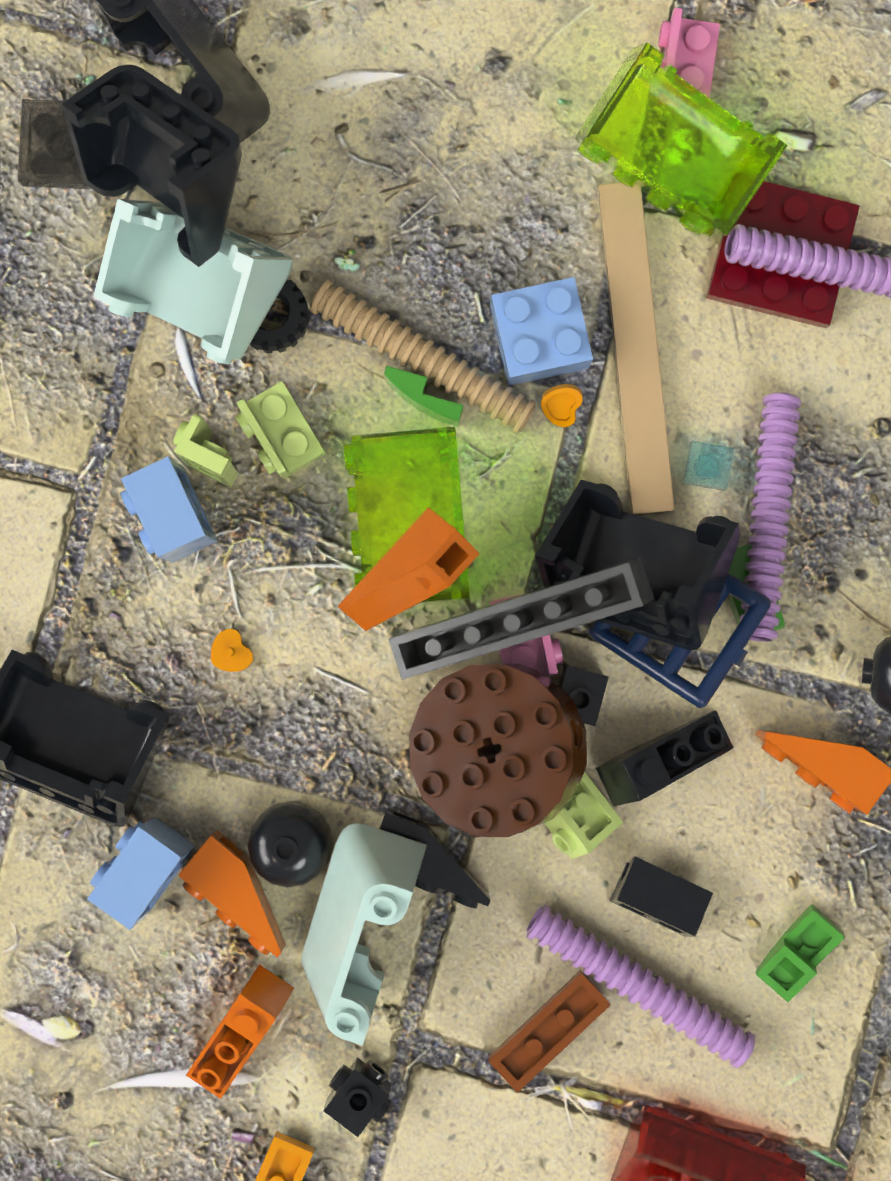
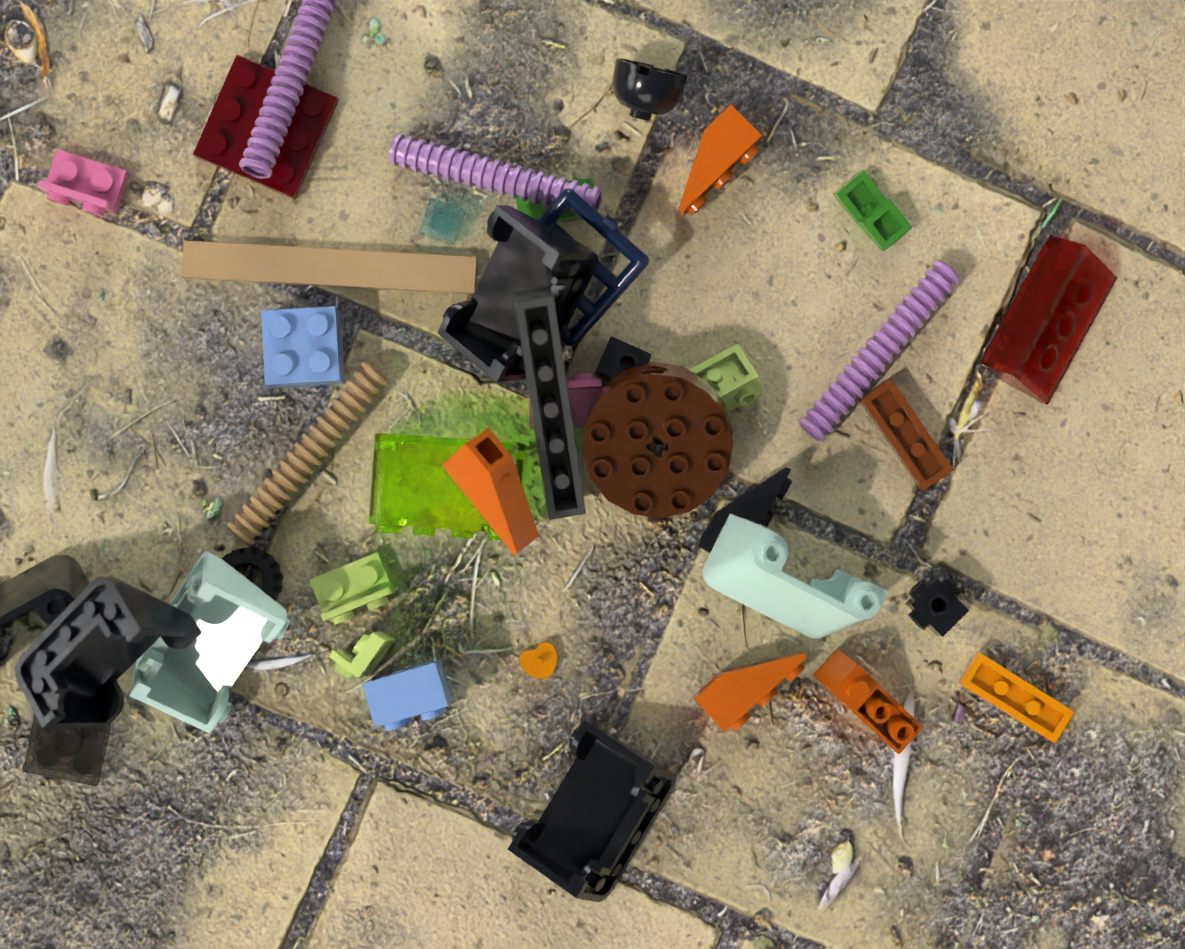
camera: 85 degrees left, 0 degrees up
(141, 871) = (716, 763): light blue brick -> none
(290, 844) = (713, 633): black cylinder -> none
(412, 390) = (334, 466): bright green slope -> none
(560, 404) = (368, 340): light orange piece -> none
(661, 897) = (806, 321): black hinge -> none
(664, 759) = (689, 299): black slope -> none
(677, 144) = (161, 204): clear neon green windscreen -> none

